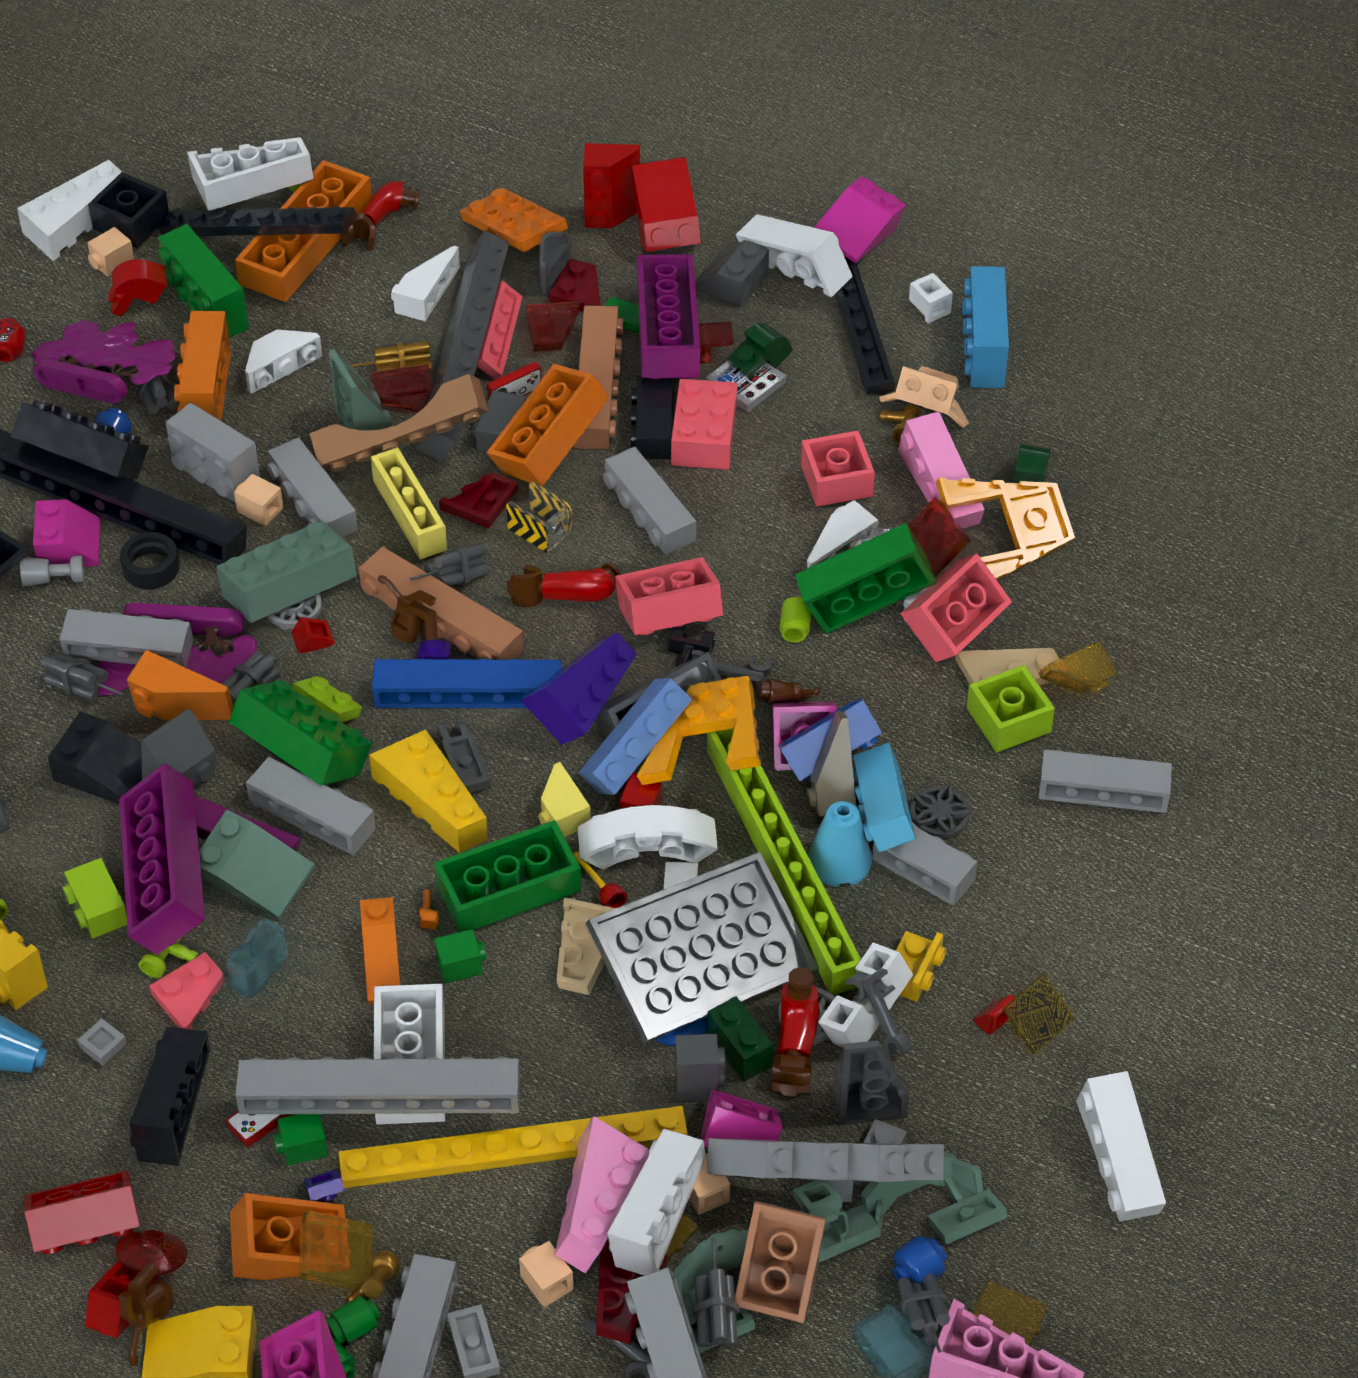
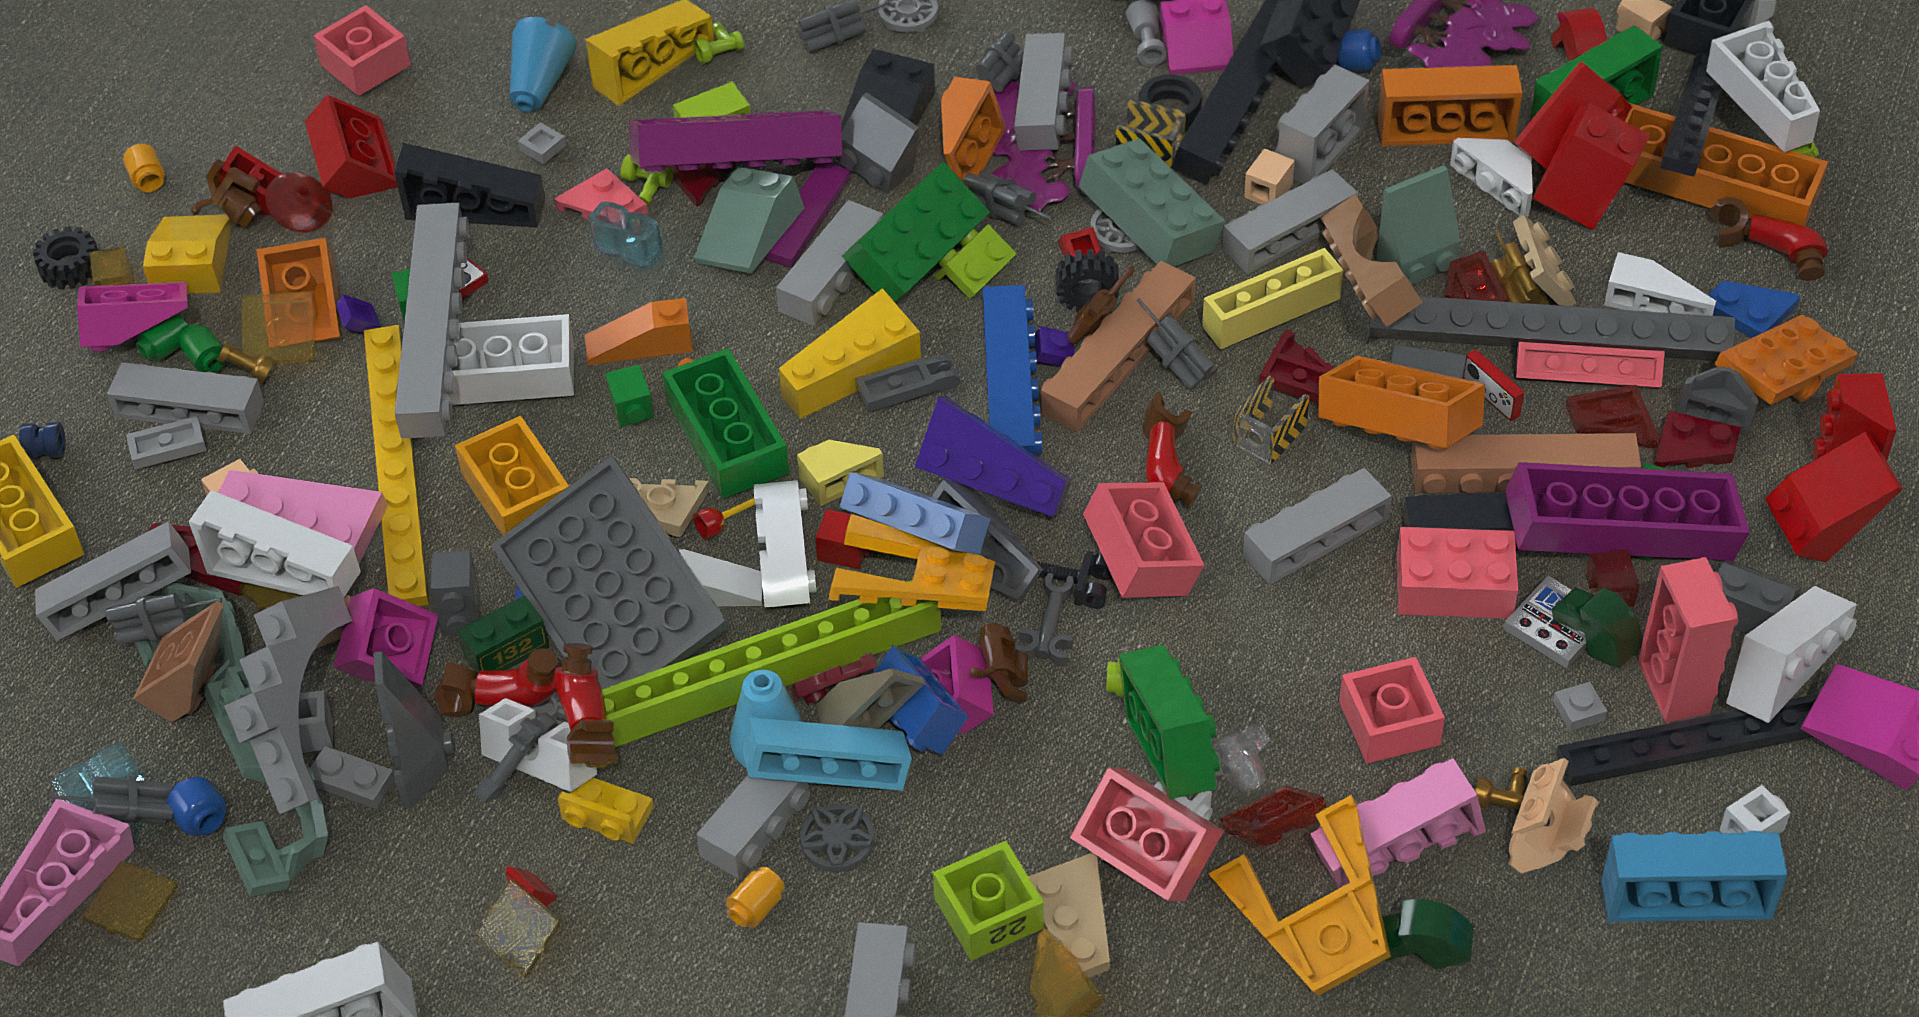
camera: 90 degrees right, 0 degrees up
(183, 559) = (1156, 126): none -> clear piece
(261, 291) = (1549, 125): none -> red slope
(306, 285) = (1590, 165): none -> red slope
(359, 344) = (1544, 261): none -> tan wing
(372, 619) = (1082, 268): none -> black tyre
(444, 233) = (1752, 306): none -> blue wing
(561, 1034) = (509, 472): none -> light orange brick
(797, 796) = (816, 687): none -> dark red wing
(806, 287) = (1687, 639): none -> coral brick
(823, 377) = (1579, 706): none -> light grey plate
(834, 950) = (584, 707): none -> piece
(841, 532) = (1293, 727): white slope -> none
(1004, 859) = (755, 897): none -> light orange brick

